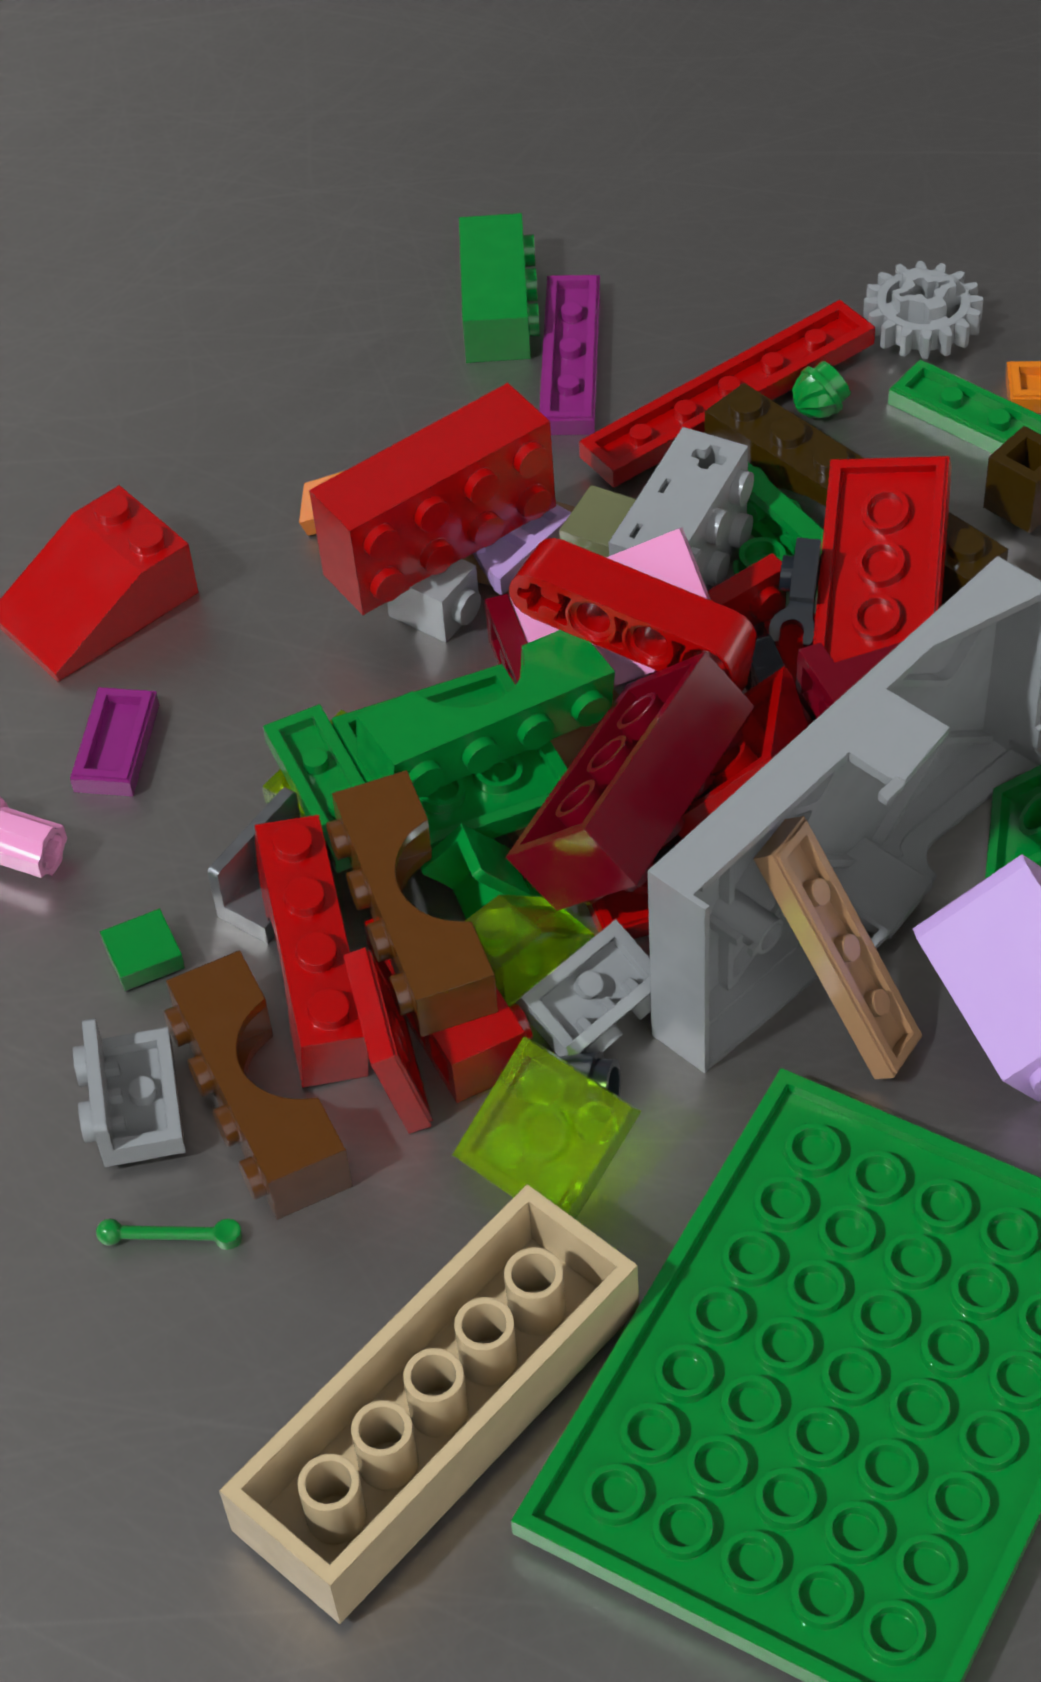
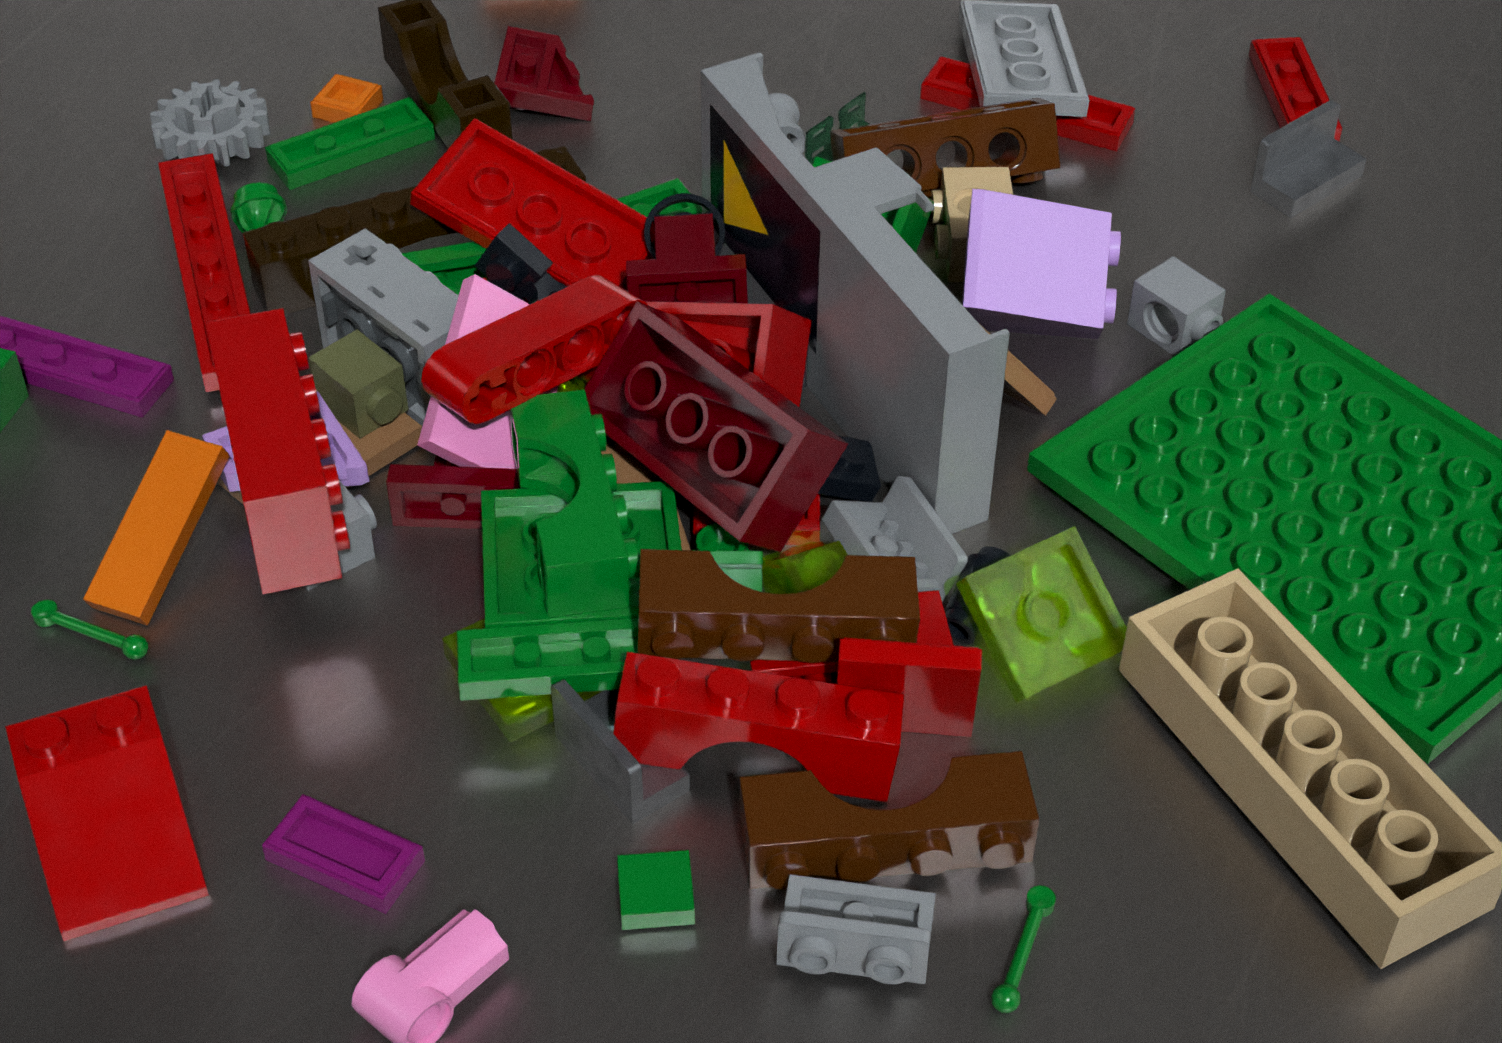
camera: 75 degrees left, 5 degrees down
(291, 474) = (46, 613): none -> green hinge

